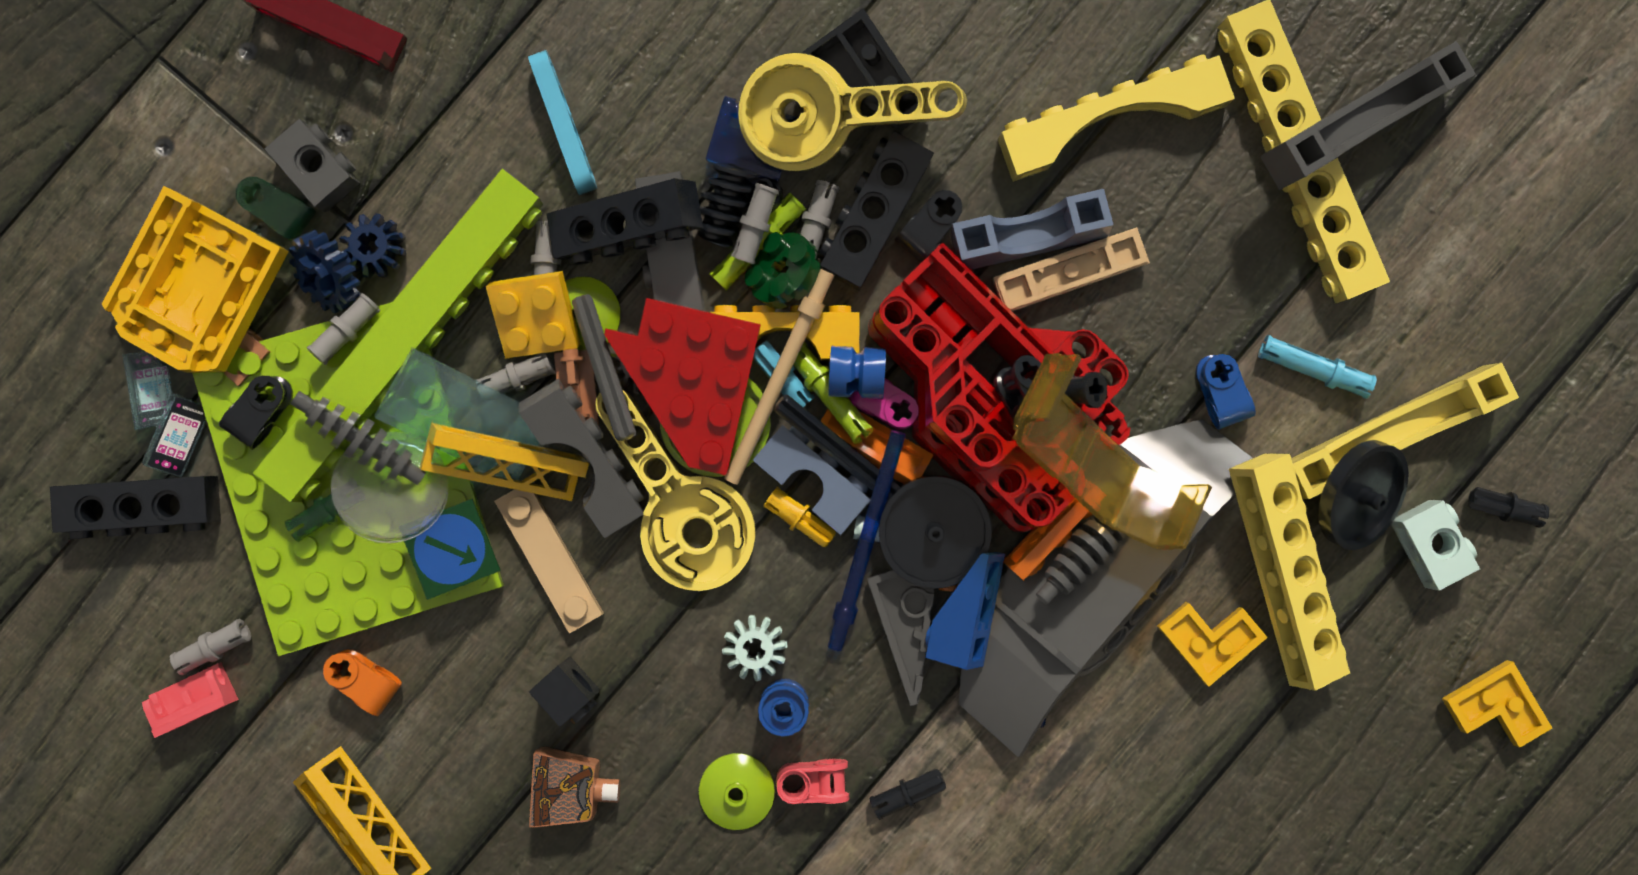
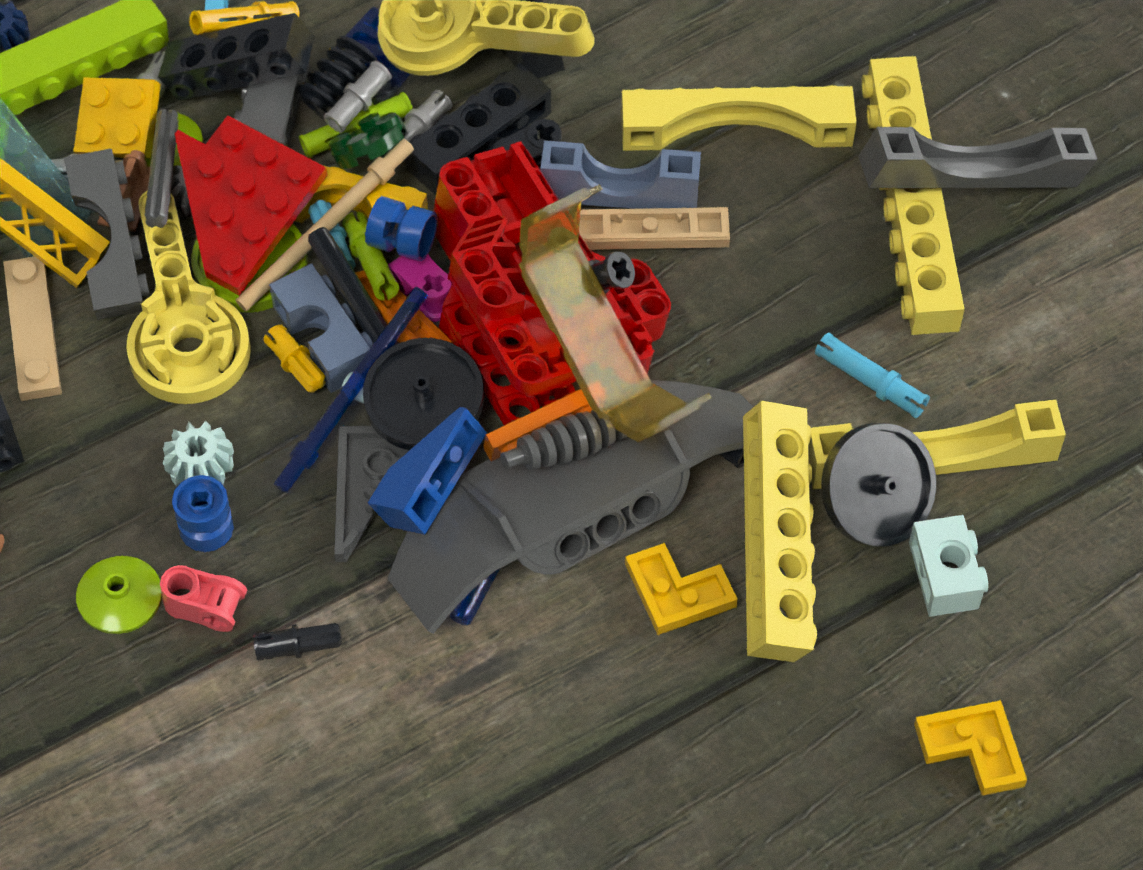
camera: 15 degrees right, 30 degrees down
(619, 150) = (208, 20): none -> yellow pin
(1227, 395) = (768, 368): blue piece -> none
(1508, 506) = (1037, 556): black axle -> none

